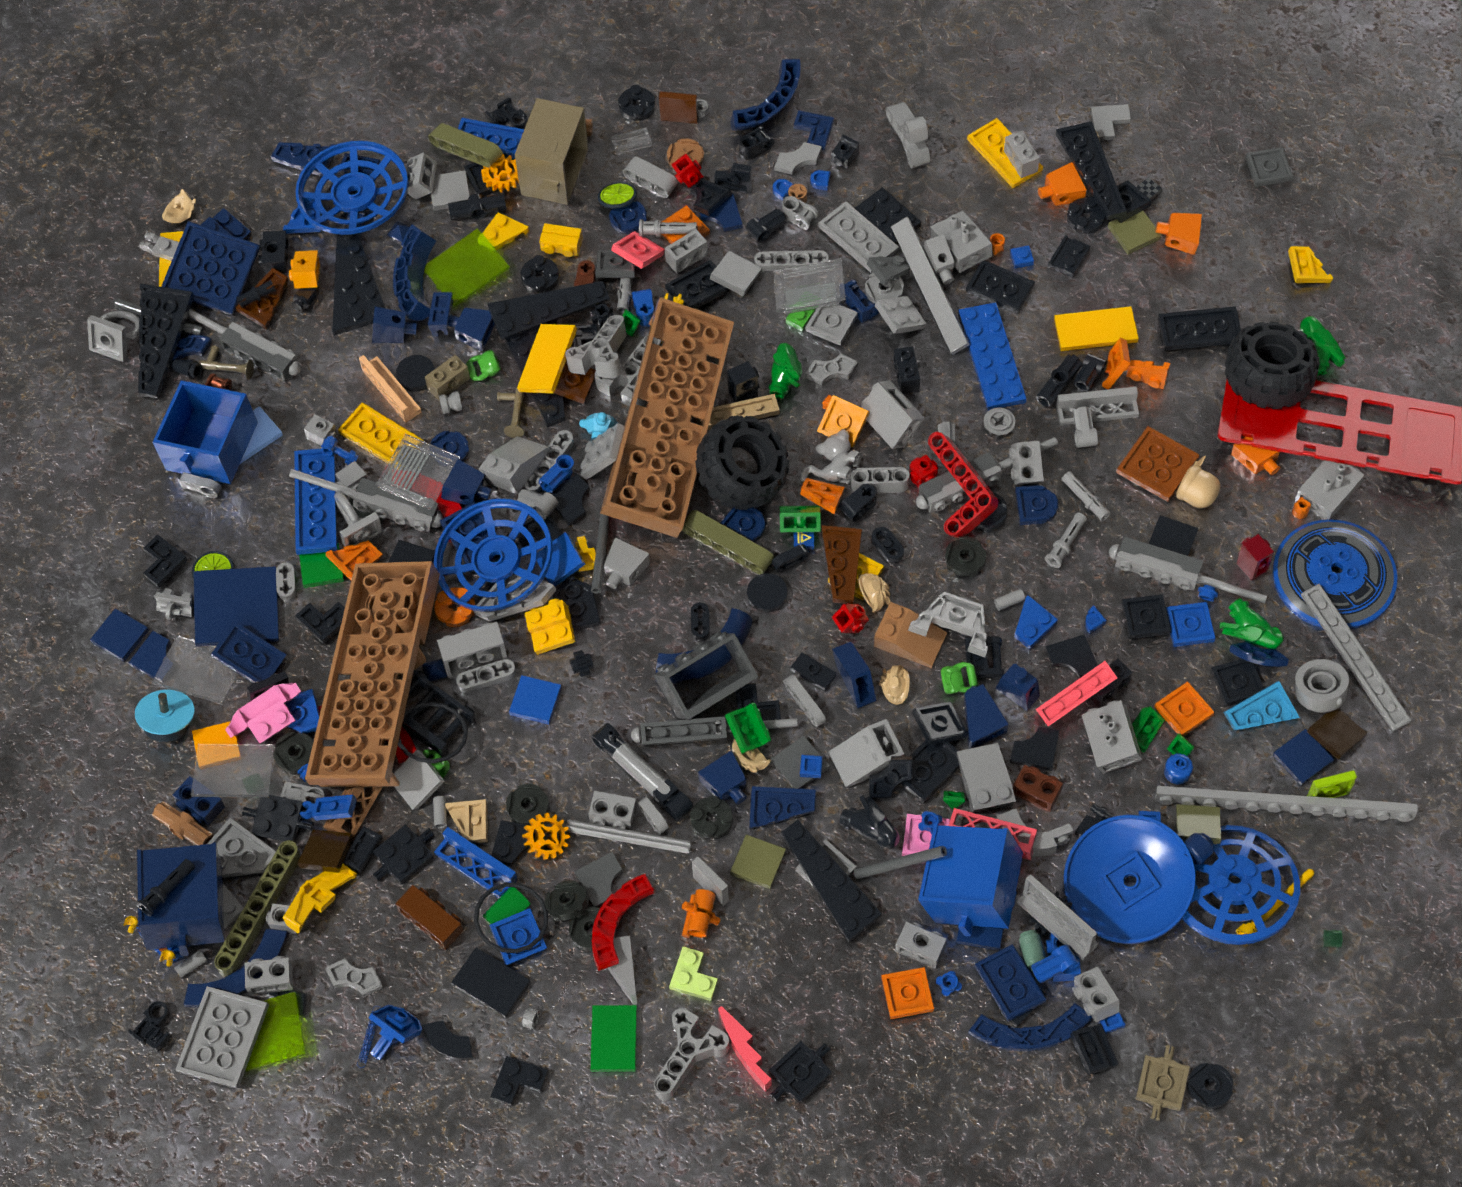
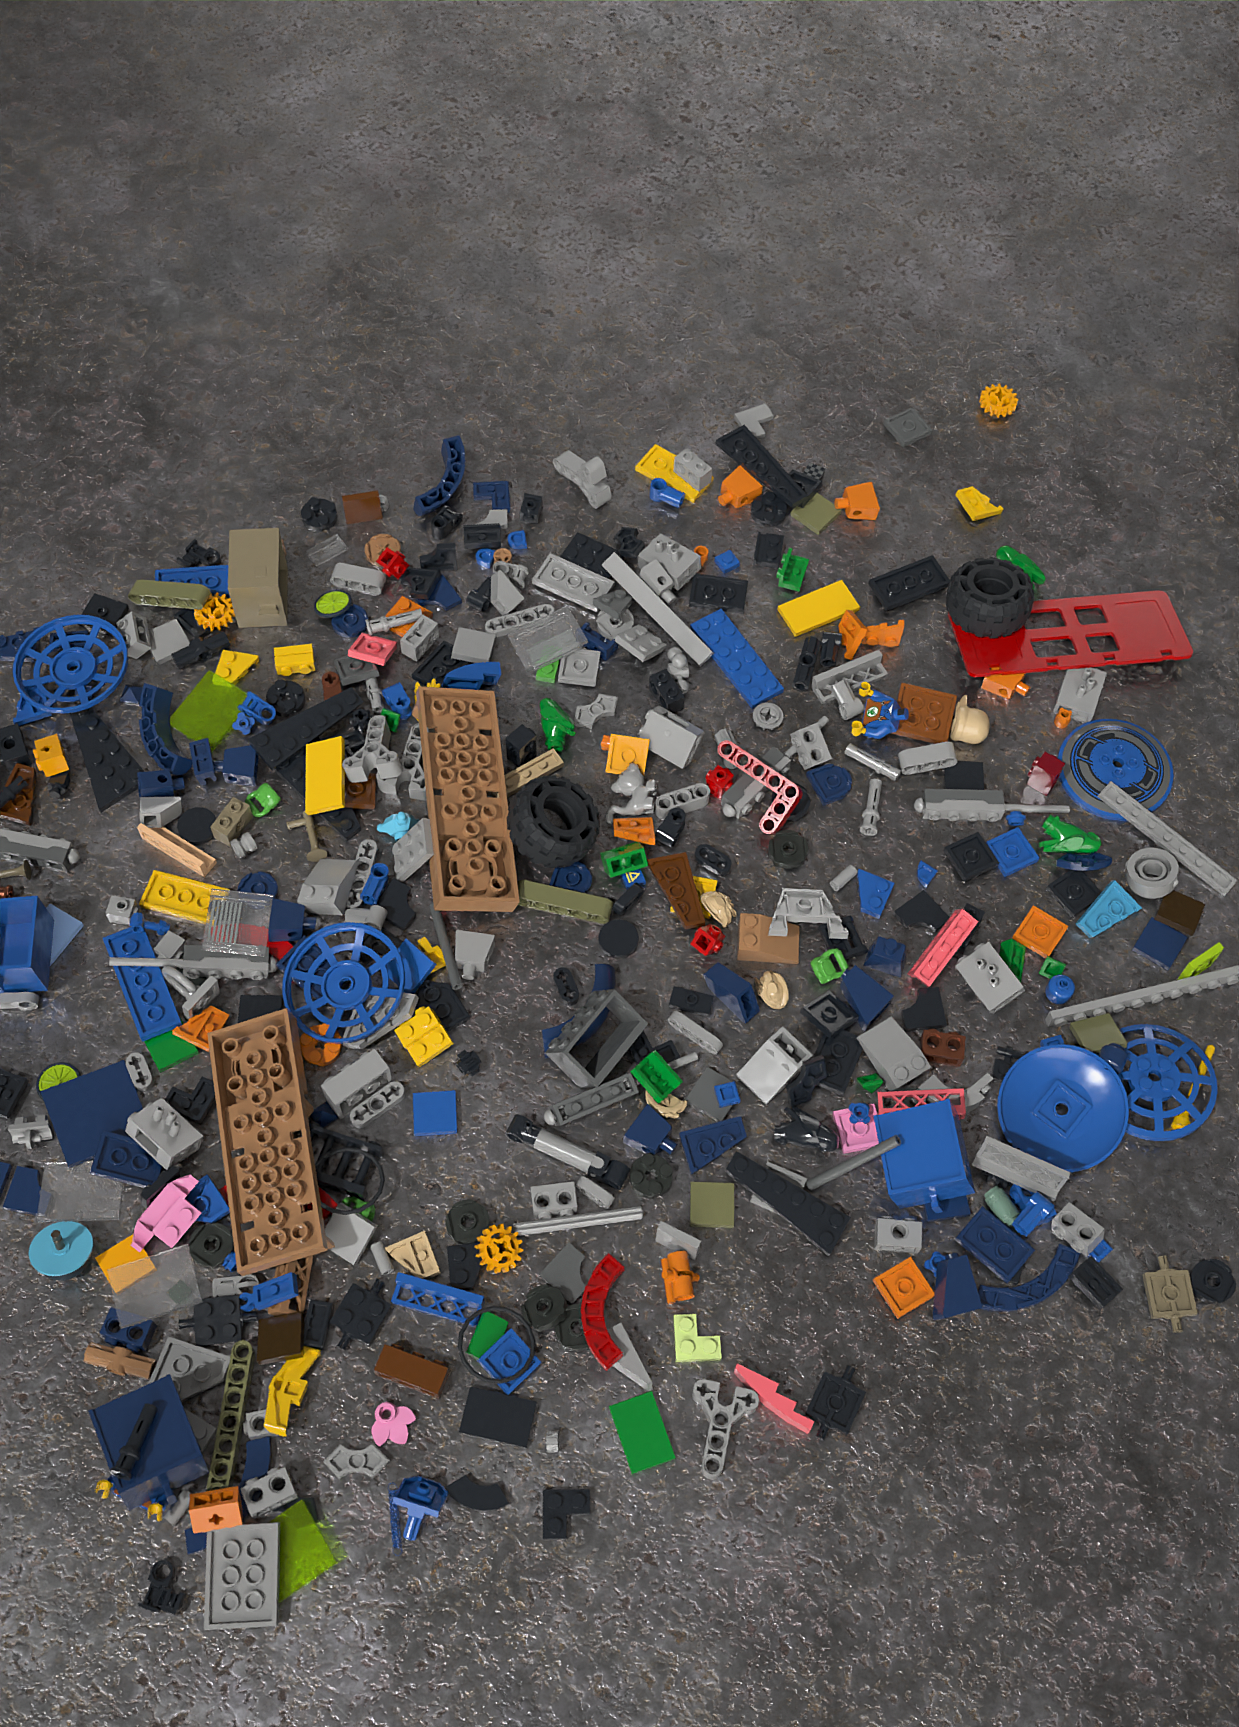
camera: 25 degrees left, 0 degrees up
(217, 973) = (215, 1509): none -> orange brick
(287, 641) = (163, 1133): none -> light grey piece
(385, 348) = (159, 811): none -> light grey slope
(396, 959) = (392, 1427): none -> bright pink plate
(402, 144) = (106, 609): none -> black plate
(497, 288) = (248, 723): none -> blue plate
(505, 275) = (256, 708): none -> blue piece
(722, 302) = (473, 676): none -> blue slope
(784, 230) = (504, 593): none -> light grey slope
(785, 166) = (482, 536): none -> black plate
(927, 351) = (678, 668): none -> light grey piece
(928, 211) = (629, 543): none -> black tile
(953, 1008) = (954, 1288): none -> dark blue slope
(986, 171) = (662, 492): none -> blue piece
(1083, 283) = (792, 572): none -> green bracket
(1110, 453) = (880, 714): none -> torso
(1142, 508) = (927, 758): none -> light grey beam
(1368, 165) = (998, 400): none -> light orange gear

